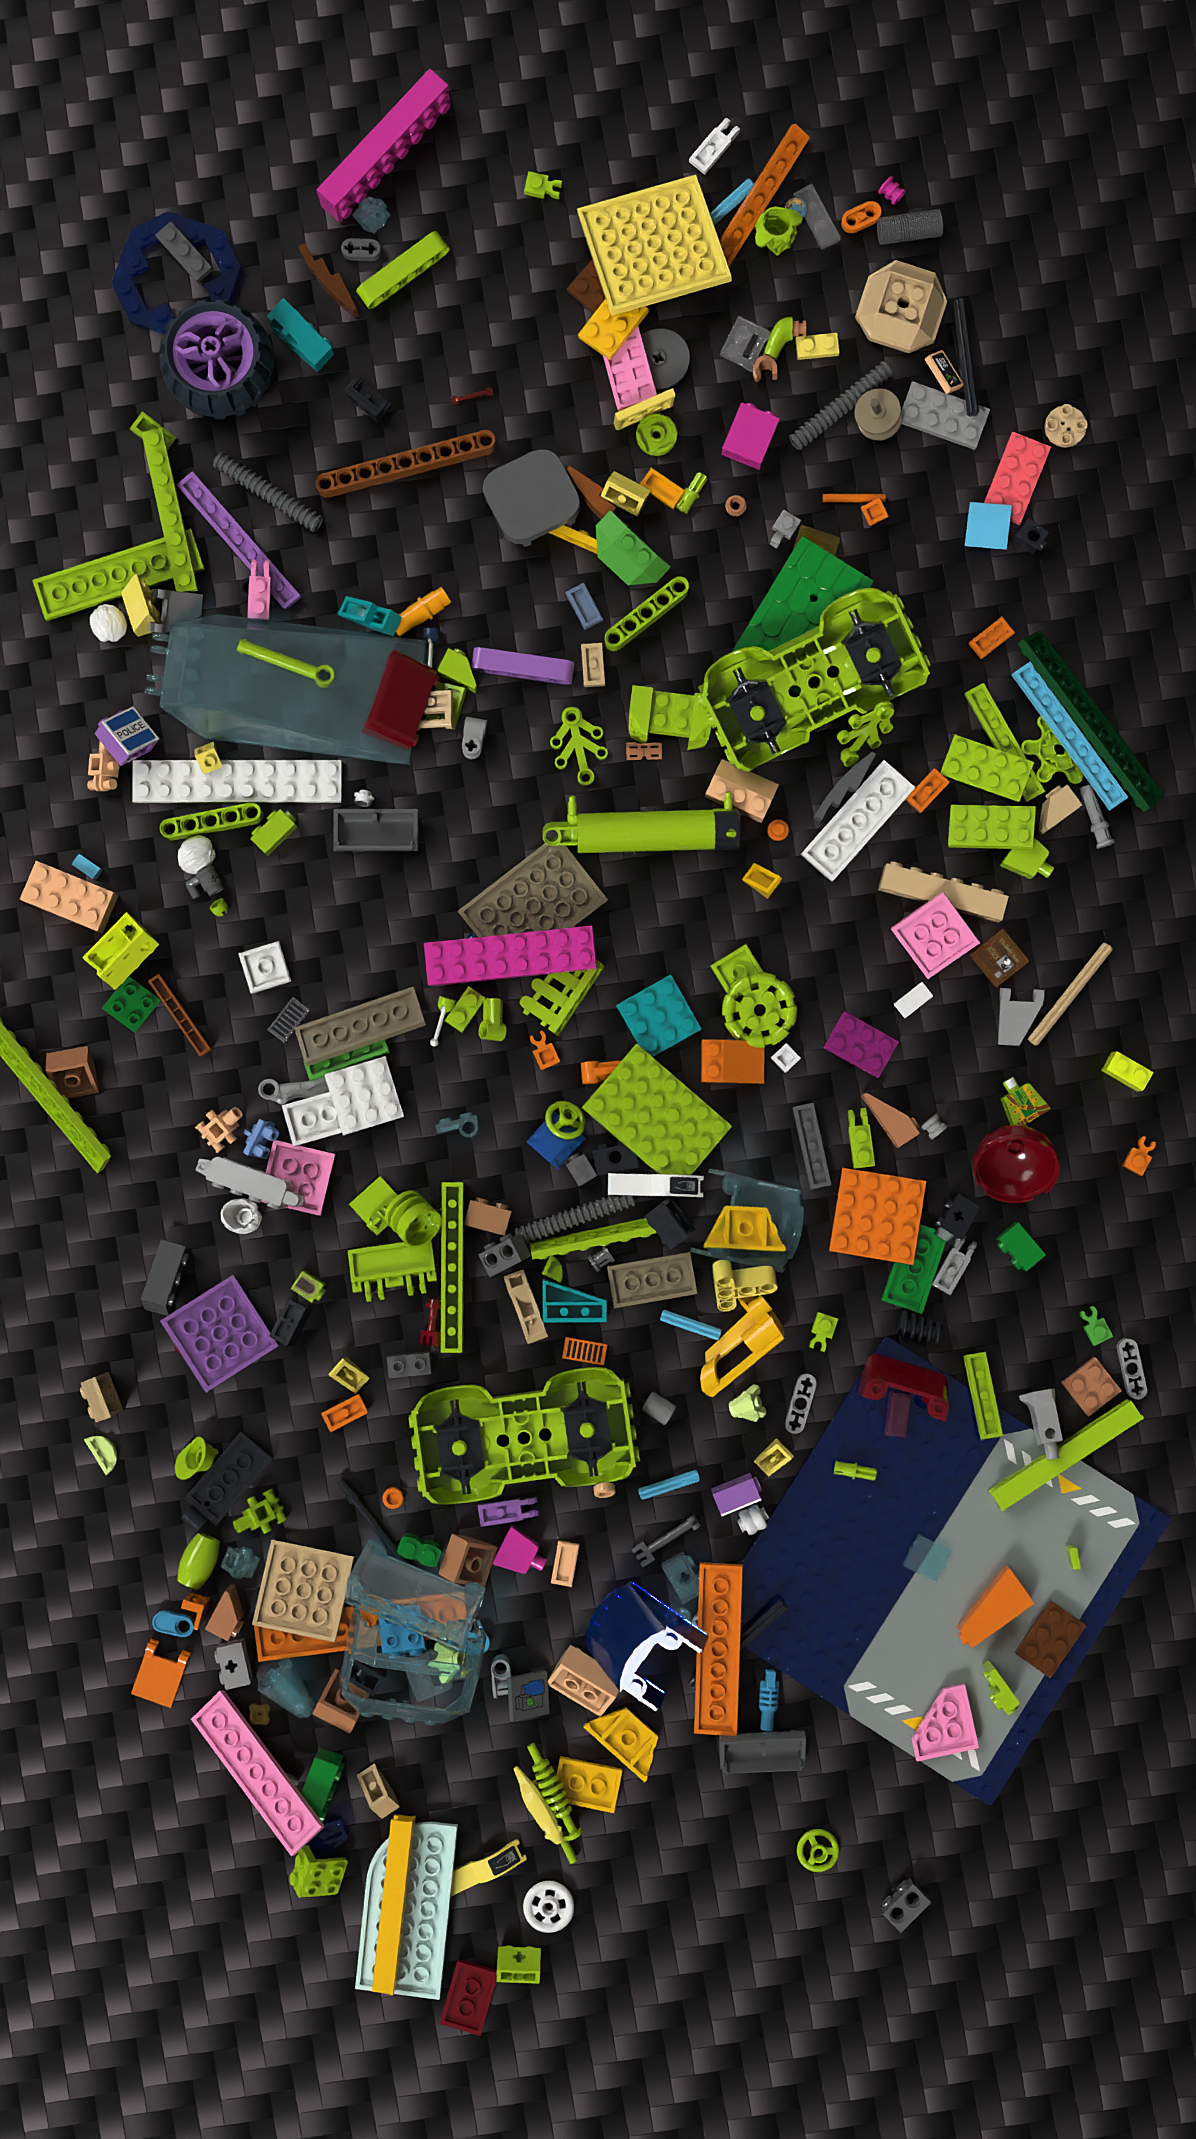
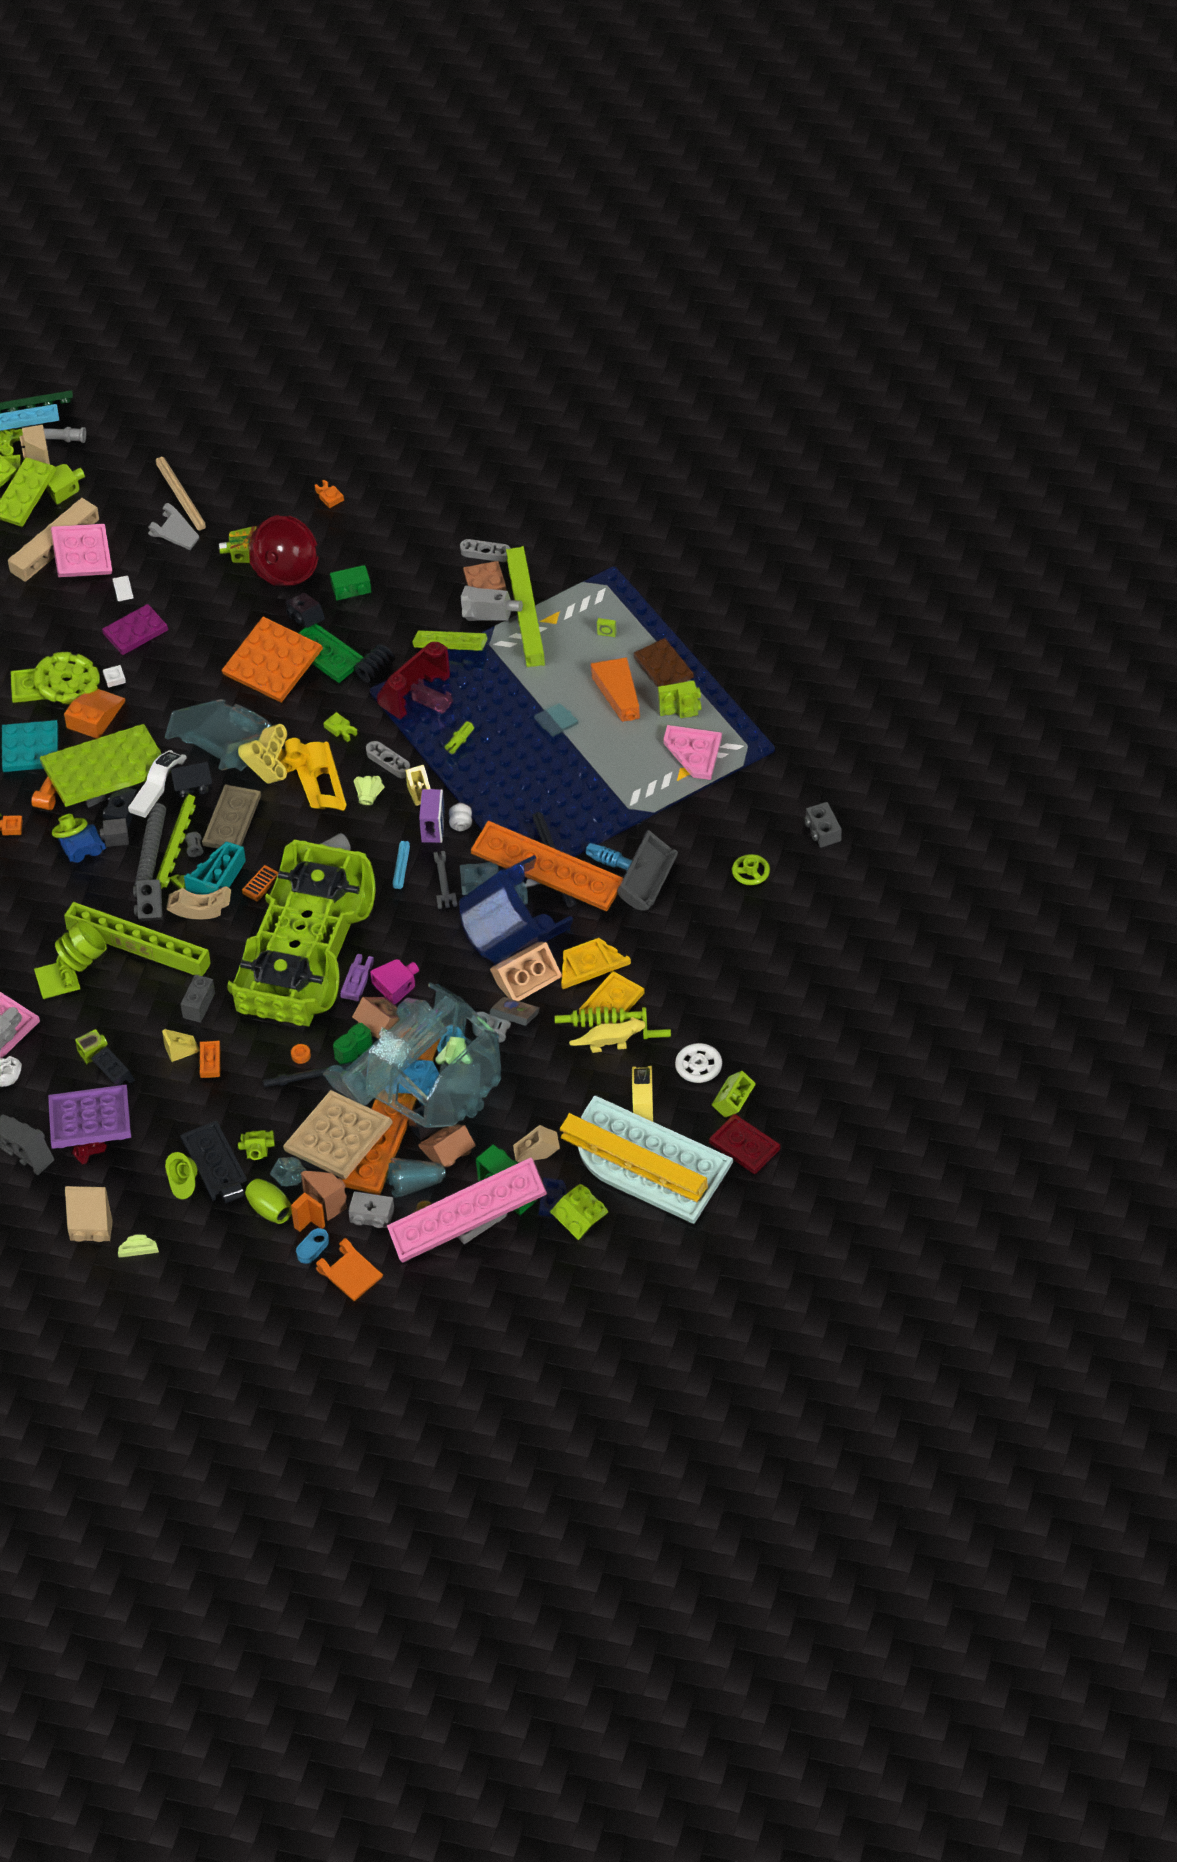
camera: 65 degrees left, 35 degrees down
(391, 1263) = (111, 982): lime hinge -> none
(431, 1337) = (162, 967): dark red hinge -> none
(449, 1125) = (30, 896): clear light blue plate -> none
(488, 1217) = (116, 902): medium nougat brick -> none
(565, 1563) = (423, 956): light nougat tile -> none
(604, 1490) = (378, 905): light nougat tile -> none
(690, 1324) = (283, 807): medium azure axle -> none
(744, 1230) = (227, 730): yellow wing -> none
(811, 1146) = (192, 683): dark grey plate -> none
(860, 1141) = (206, 653): lime hinge -> none
(895, 1123) = (203, 627): nougat slope -> none
(934, 1126) = (226, 603): light grey wheel -> none
(953, 1267) = (341, 628): light grey hinge -> none
(999, 958) = (125, 525): clear orange tile -> none
(1096, 1328) = (442, 562): bright green plate -> none
(1127, 1071) = (259, 476): neon yellow brick -> none

